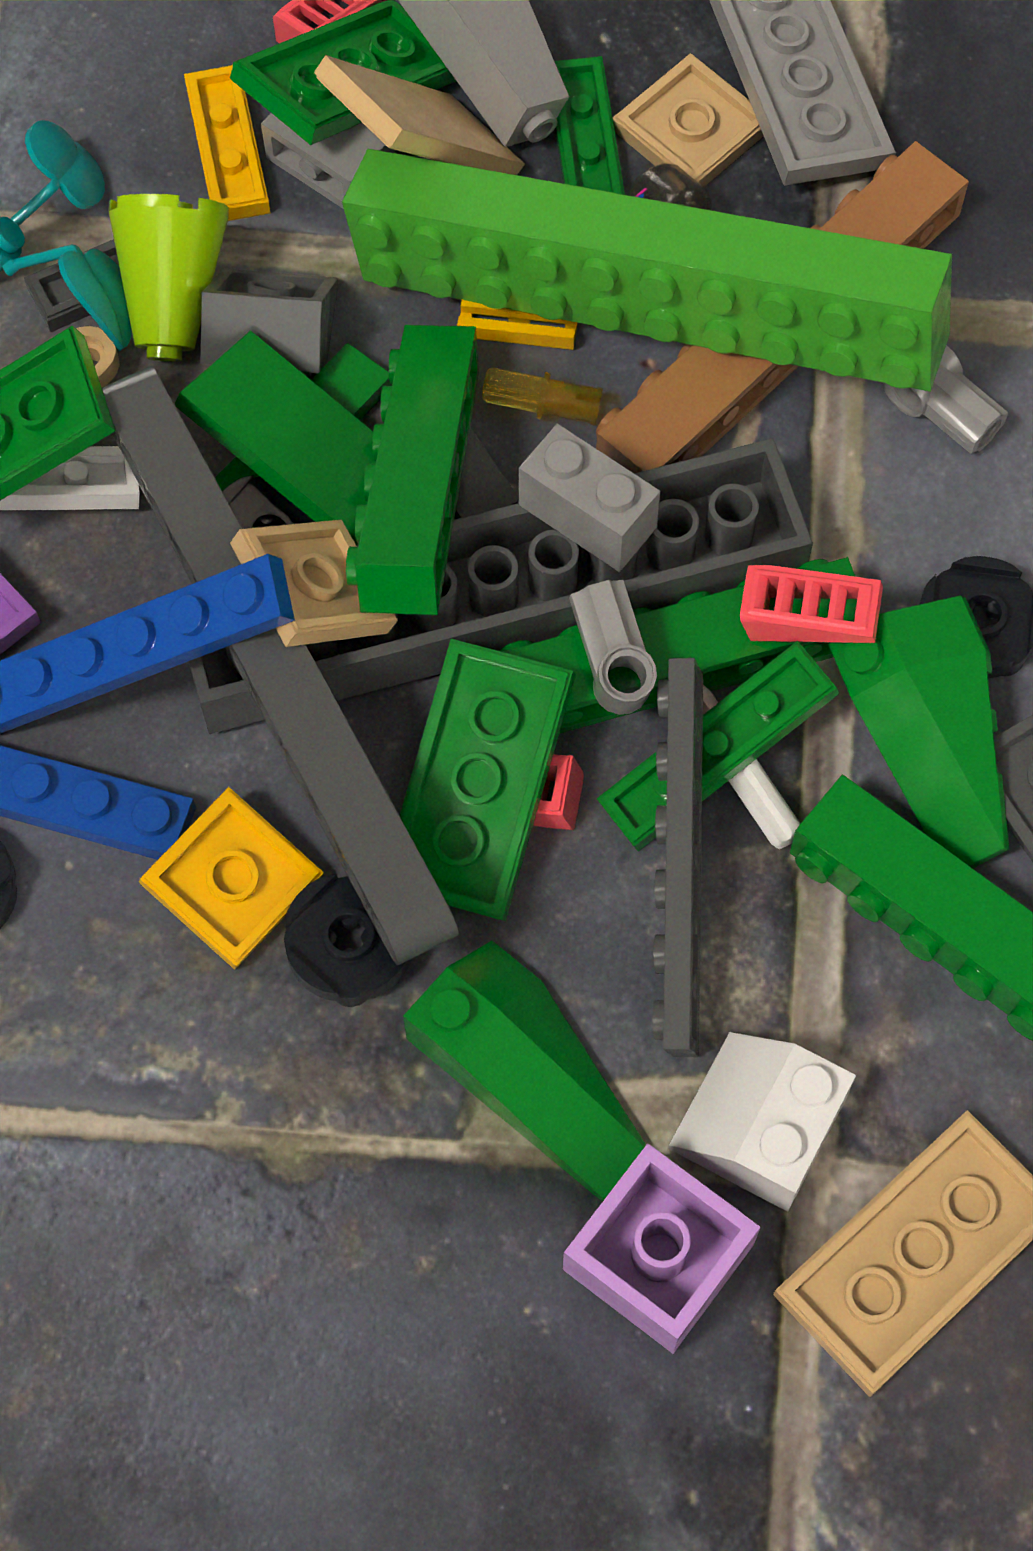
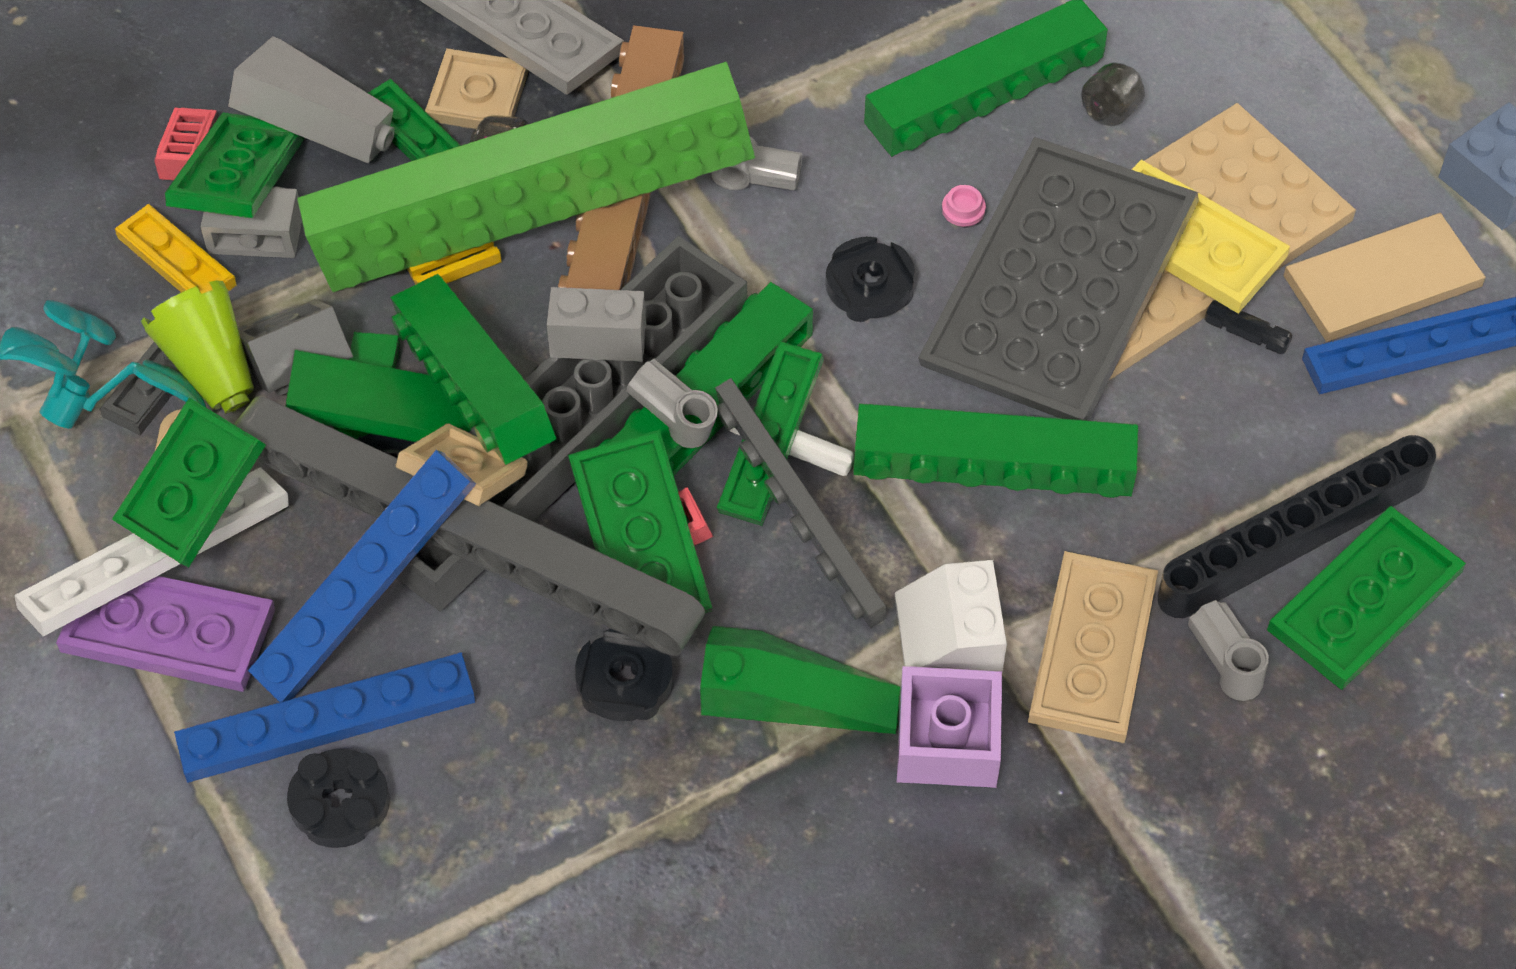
camera: 35 degrees left, 10 degrees down
(230, 877) = (522, 684): yellow tile -> none
(416, 118) = (308, 164): tan tile -> none
(542, 395) = (507, 295): clear yellow axle -> none
(789, 583) = (757, 307): coral slope -> none
(934, 721) = (882, 339): green wedge -> none

